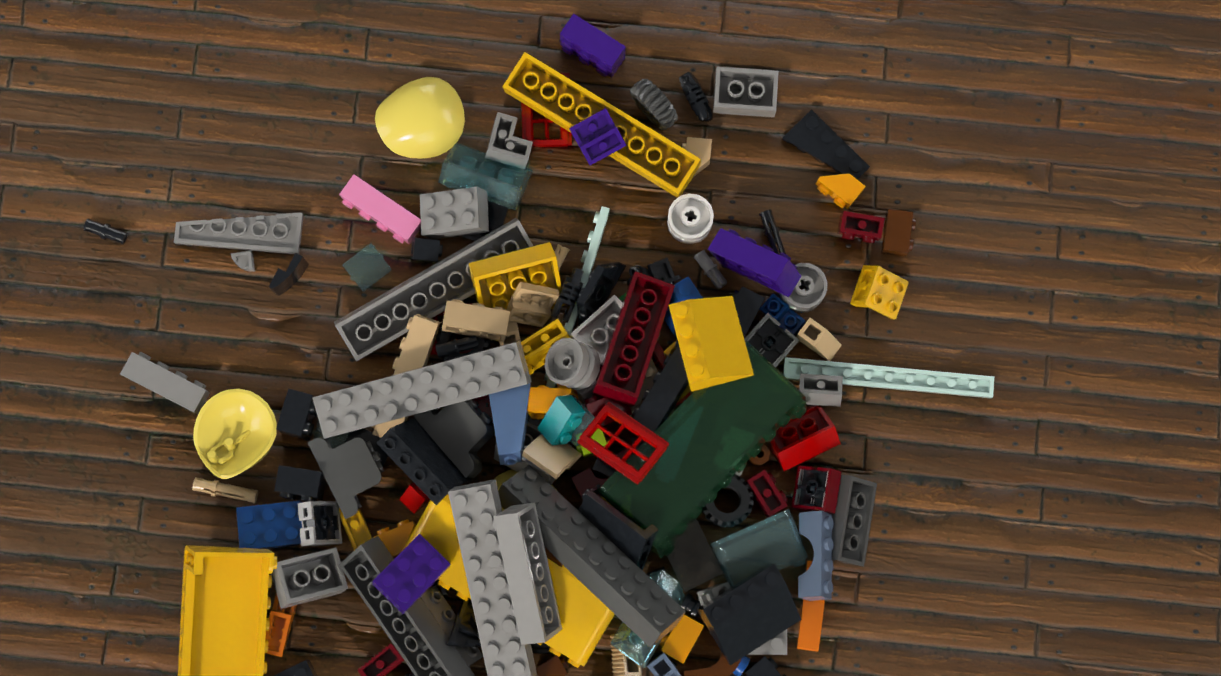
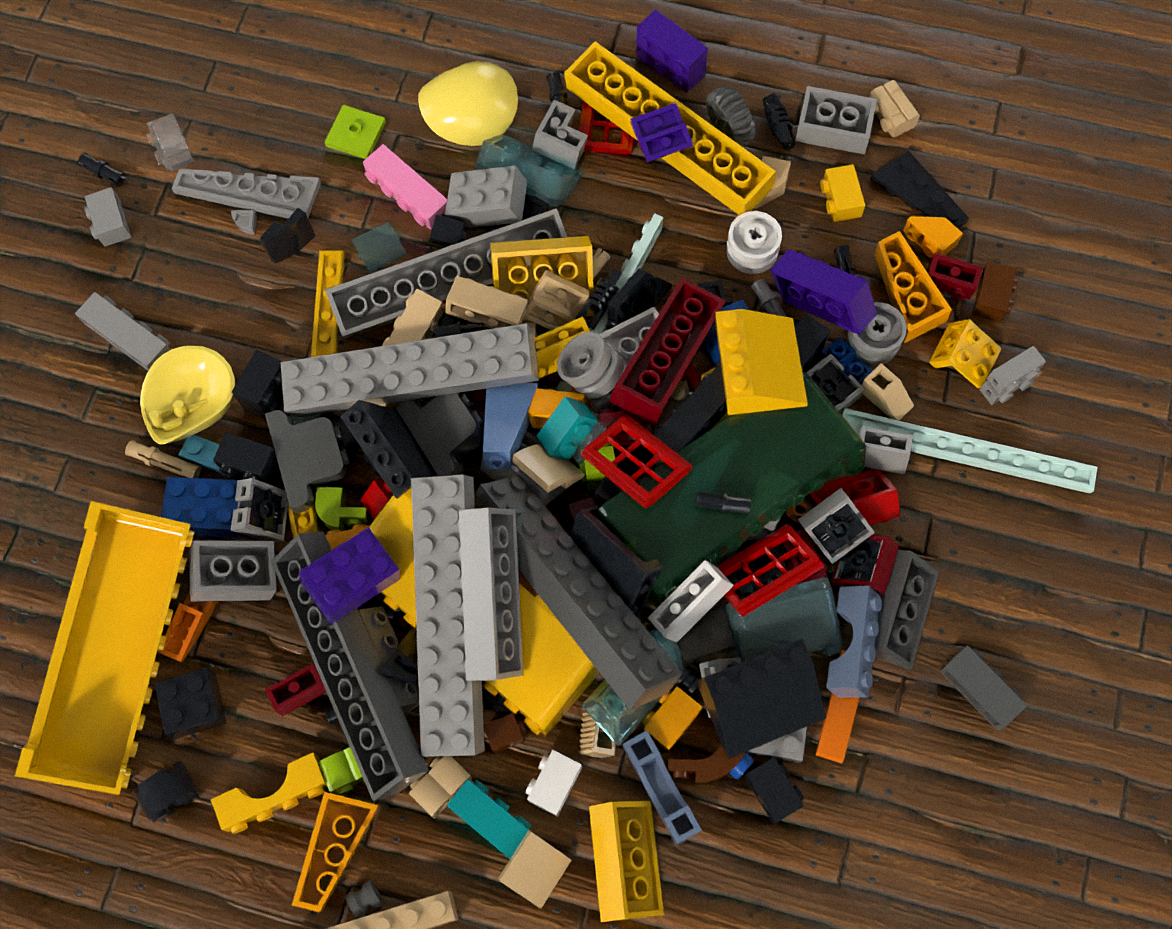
camera: 15 degrees right, 10 degrees down
(122, 277) = (107, 217): none -> light grey brick
(161, 197) = (169, 142): none -> clear brick
(259, 478) = (200, 452): none -> medium azure plate
(324, 160) = (355, 132): none -> lime plate
(335, 345) = (325, 325): none -> yellow tile
(377, 512) = (332, 509): none -> lime brick
(498, 99) = (556, 88): none -> black pin
(683, 548) = (690, 601): none -> white brick
(698, 468) = (723, 502): none -> black axle
(751, 524) = (777, 586): none -> red piece
(759, 159) = (842, 193): none -> yellow brick
(790, 464) = (836, 525): none -> piece
(793, 71) = (894, 109): none -> tan brick
(828, 245) = (910, 287): none -> light orange wedge
(913, 316) = (1012, 375): none -> light grey piece
(920, 573) = (983, 688): none -> dark grey brick

